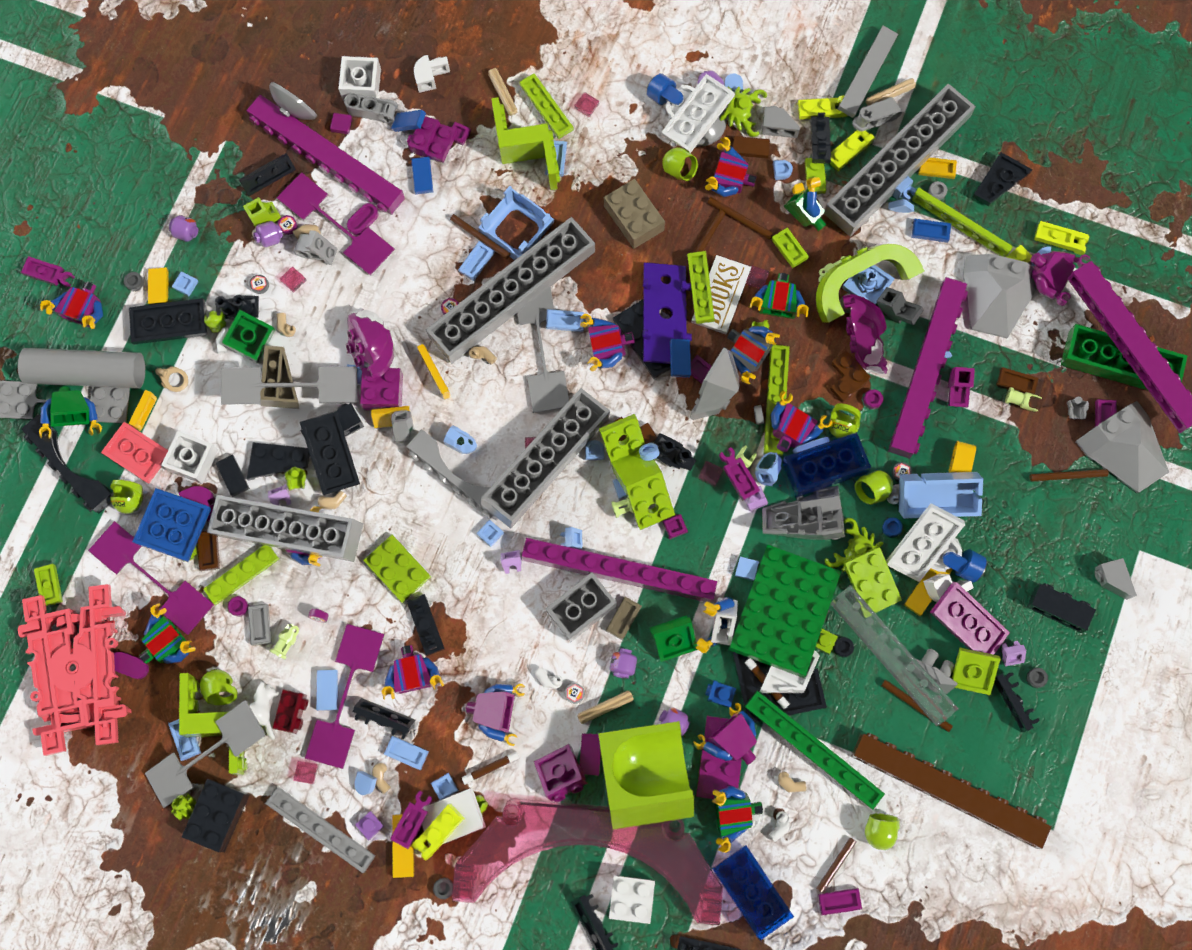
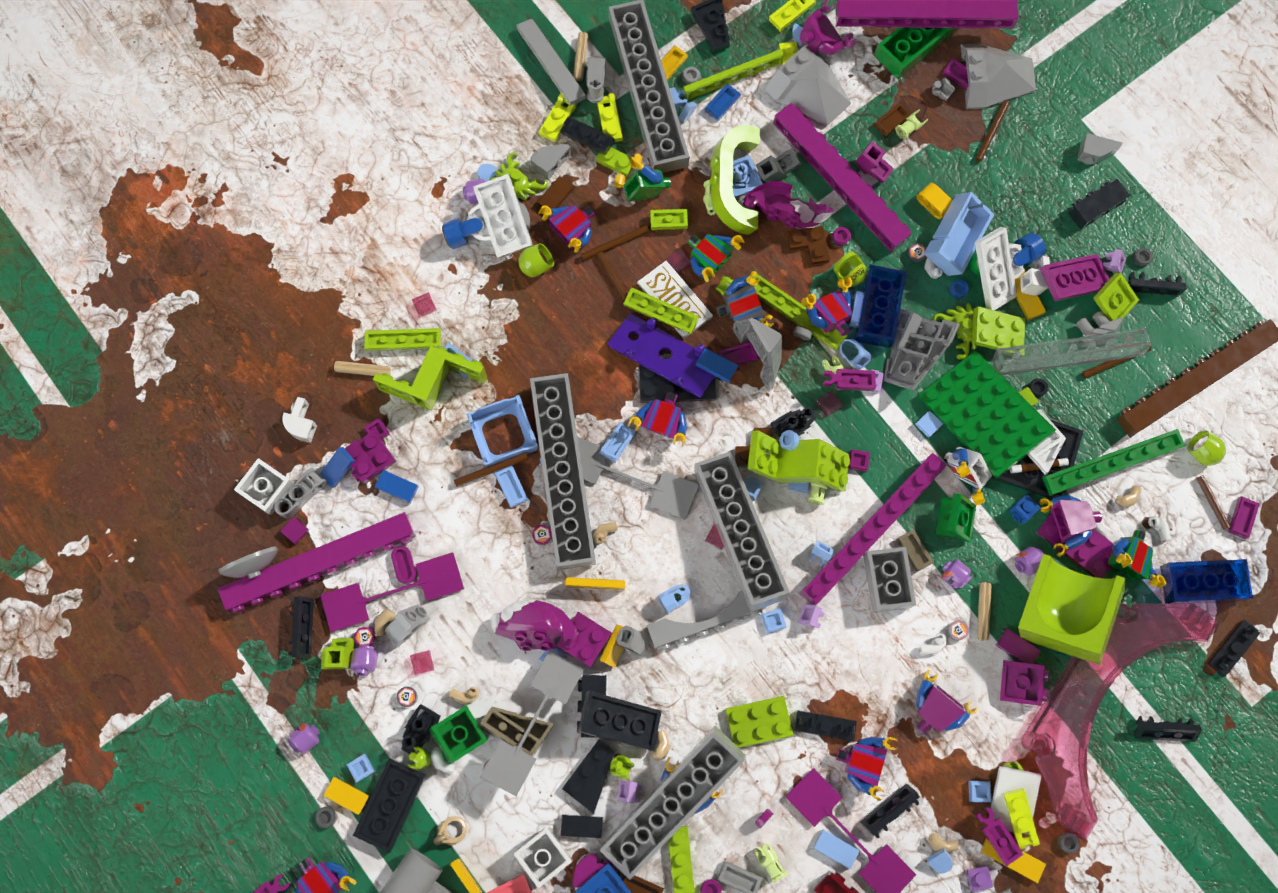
camera: 65 degrees left, 0 degrees up
(406, 753) = (931, 808): light blue tile -> none
(490, 767) = (984, 735): reddish brown bar -> none
(631, 899) = (1161, 684): white brick -> none
(634, 213) = (556, 325): dark tan brick -> none
(782, 169) = (592, 183): light blue tile -> none
(879, 483) = (920, 274): lime helmet -> none

